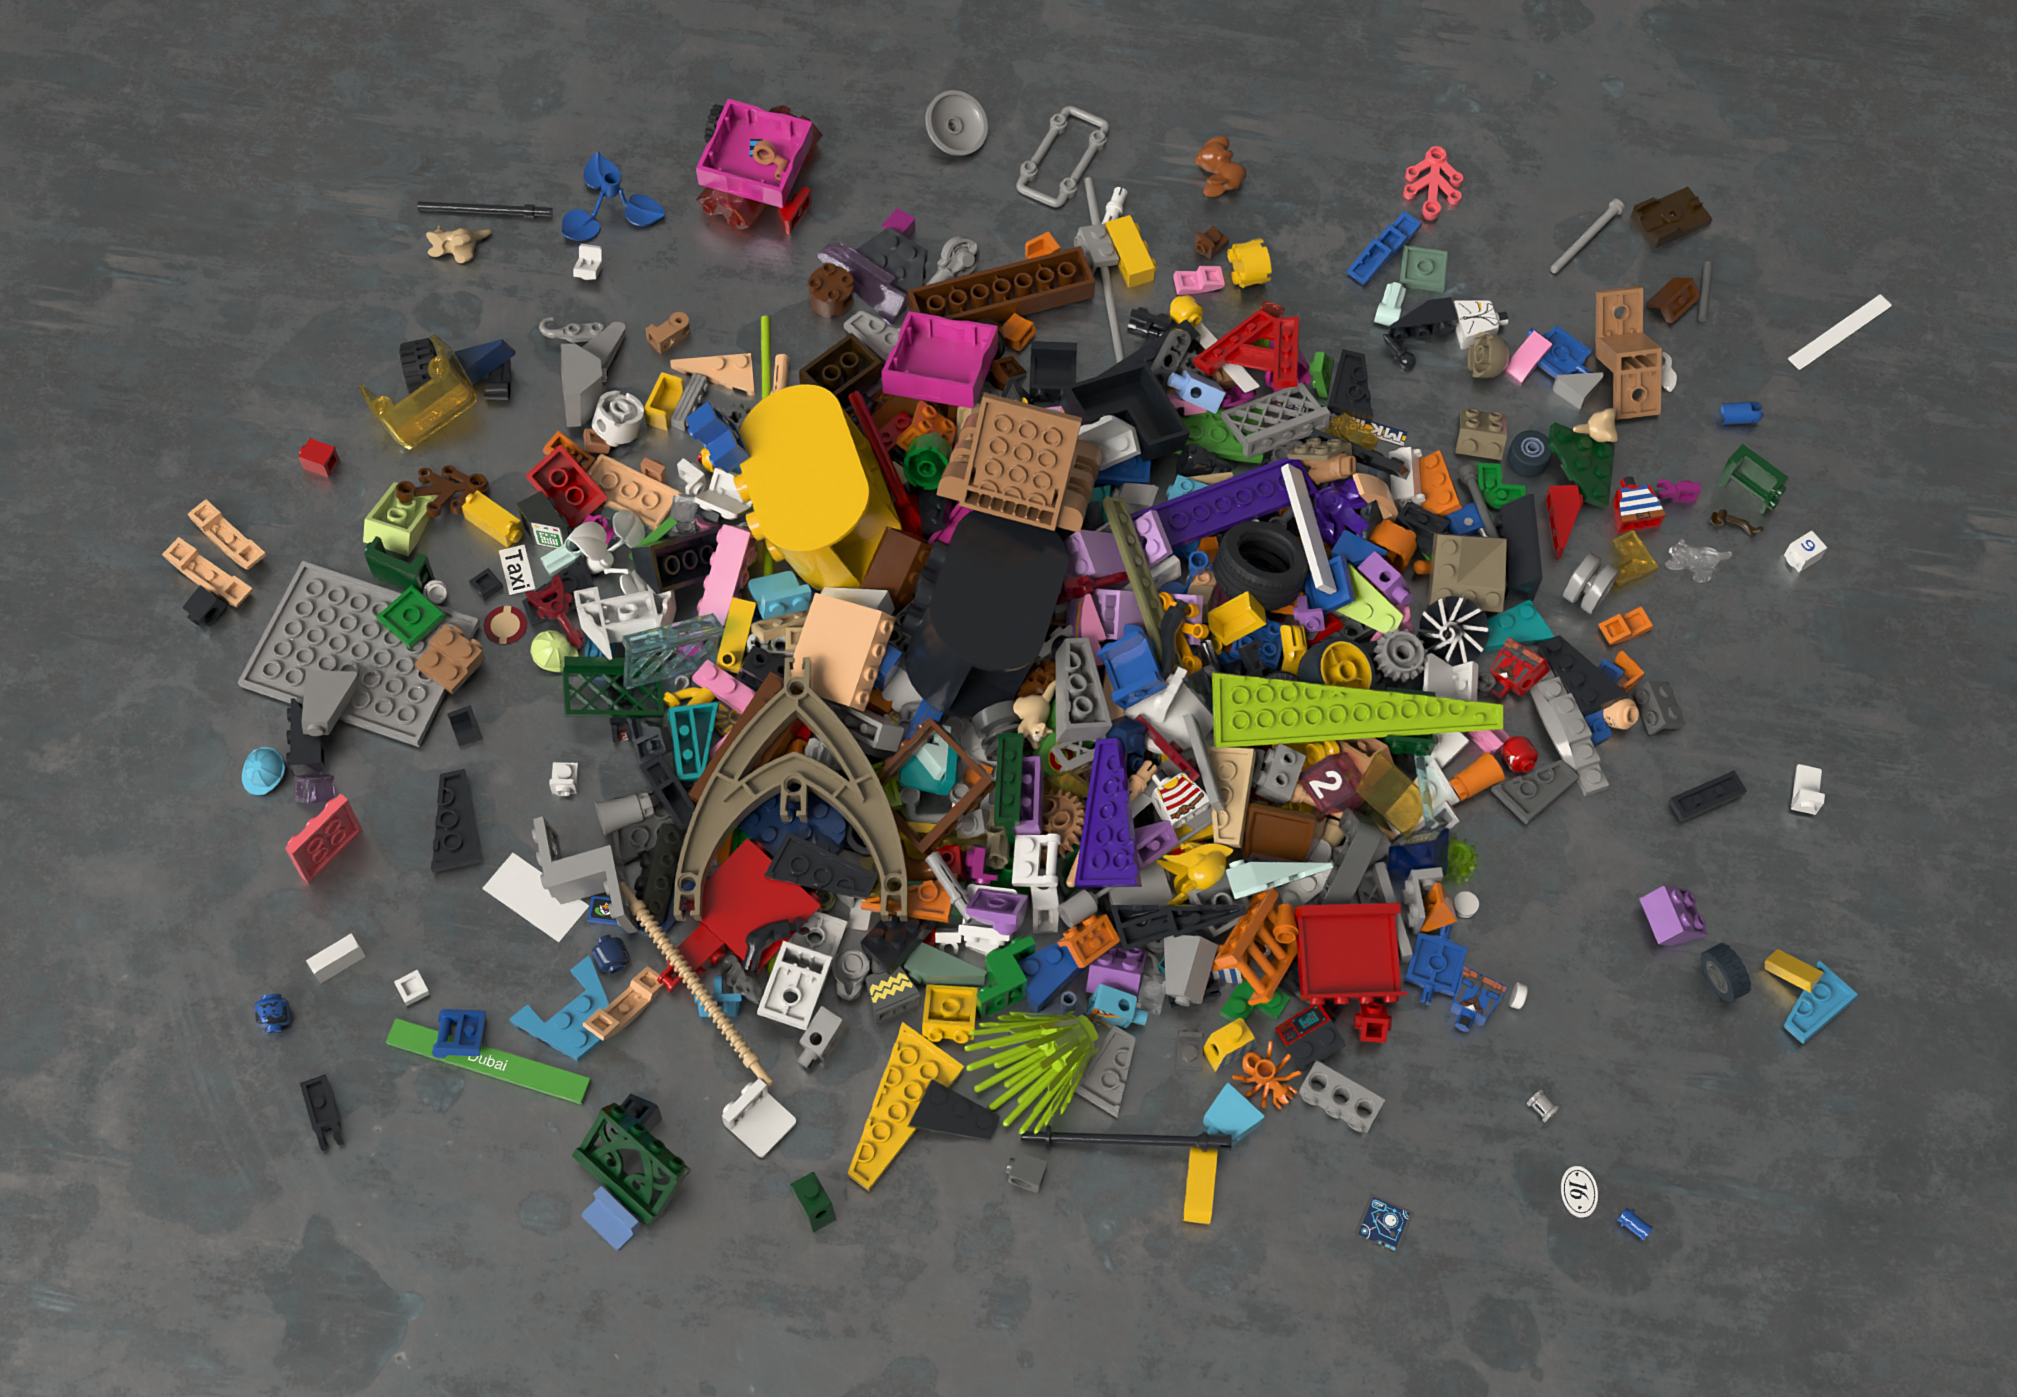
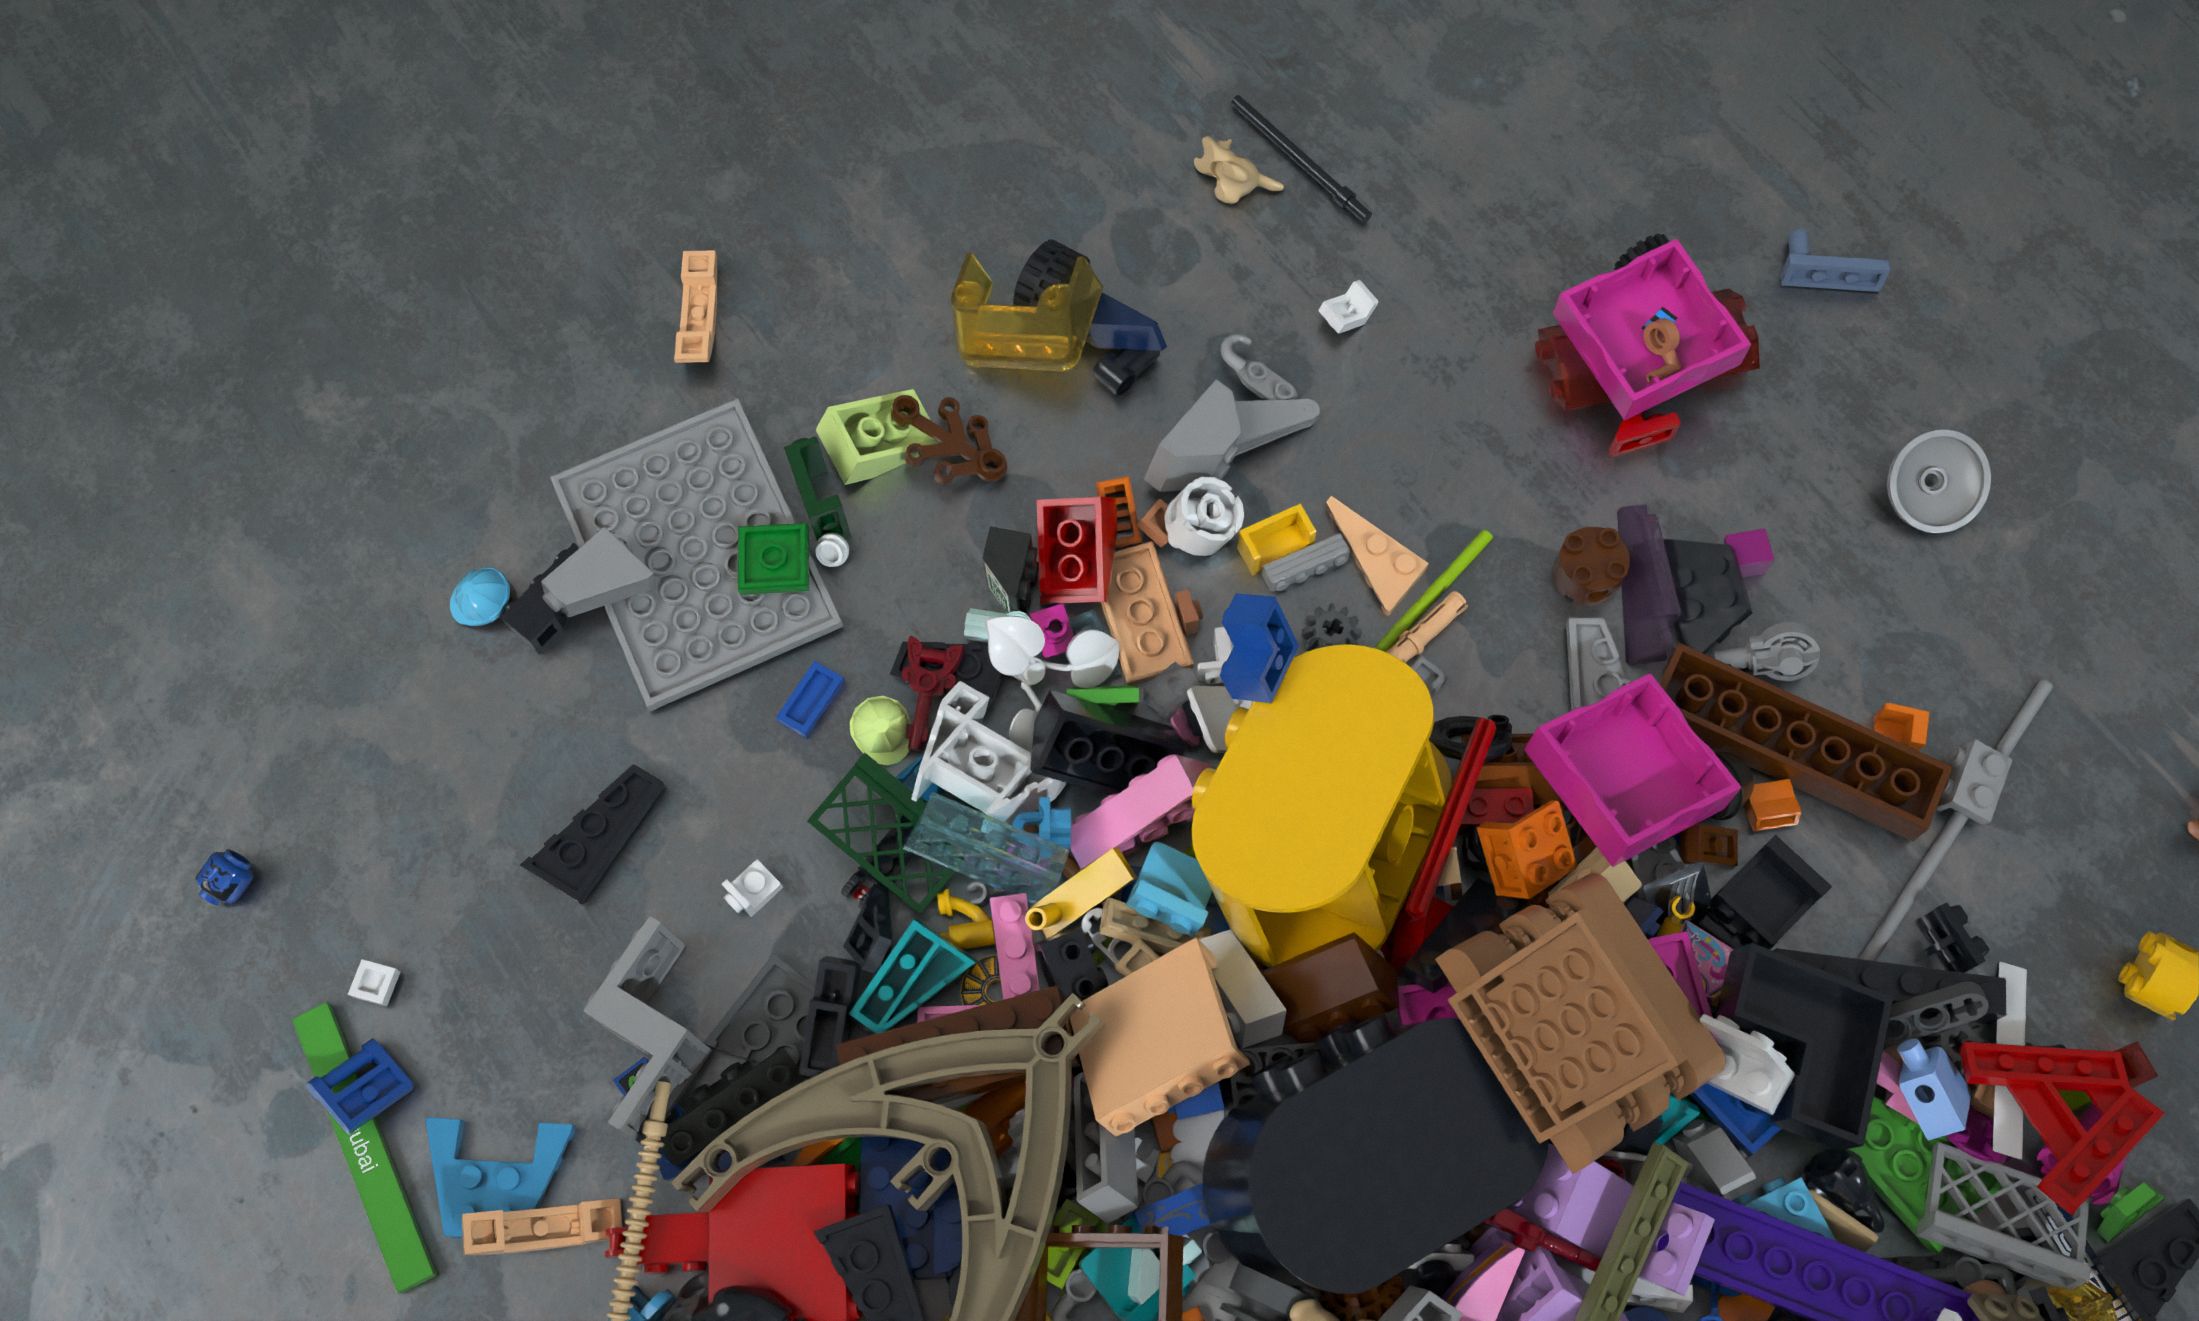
camera: 50 degrees right, 5 degrees up
(204, 606) = (600, 366): black brick -> none
(205, 573) = (641, 332): light nougat slope -> none
(314, 788) = (506, 662): clear purple panel -> none
(318, 457) = (865, 297): red brick -> none
(321, 1109) = (160, 1037): black hinge -> none
(323, 837) = (440, 731): coral plate -> none
(335, 958) = (341, 874): white panel -> none
(450, 658) = (766, 642): medium nougat plate -> none
(464, 725) = (713, 732): black panel -> none
(486, 584) = (892, 586): black tile -> none
(492, 519) = (966, 518): yellow brick -> none
(499, 670) = (810, 699): none -> blue tile
(505, 625) = (868, 651): sticker -> none
(516, 569) = (941, 598): white sticker -> none
(520, 888) = (582, 967): white sticker -> none
(605, 175) = (1461, 219): blue plant -> none
(610, 954) = (592, 1147): dark blue head -> none
(623, 811) = (758, 993): light grey plant -> none
(669, 332) = (1361, 462): medium nougat leg -> none
(689, 608) = (1053, 823): none -> dark azure hips
(812, 63) = (1830, 271): none -> sand blue piece
(843, 369) = (1505, 677): dark brown brick -> none
(926, 460) = (1491, 886): green brick -> none
(1068, 186) = (2012, 672): light grey bar -> none
(1115, 206) = (2046, 749): white pin -> none
(1132, 251) = (2017, 823): yellow brick -> none
(1186, 308) = (2019, 963): yellow head -> none
(1200, 281) = (2075, 937): bright pink slope -> none
(1210, 242) = (2136, 898): reddish brown bracket -> none

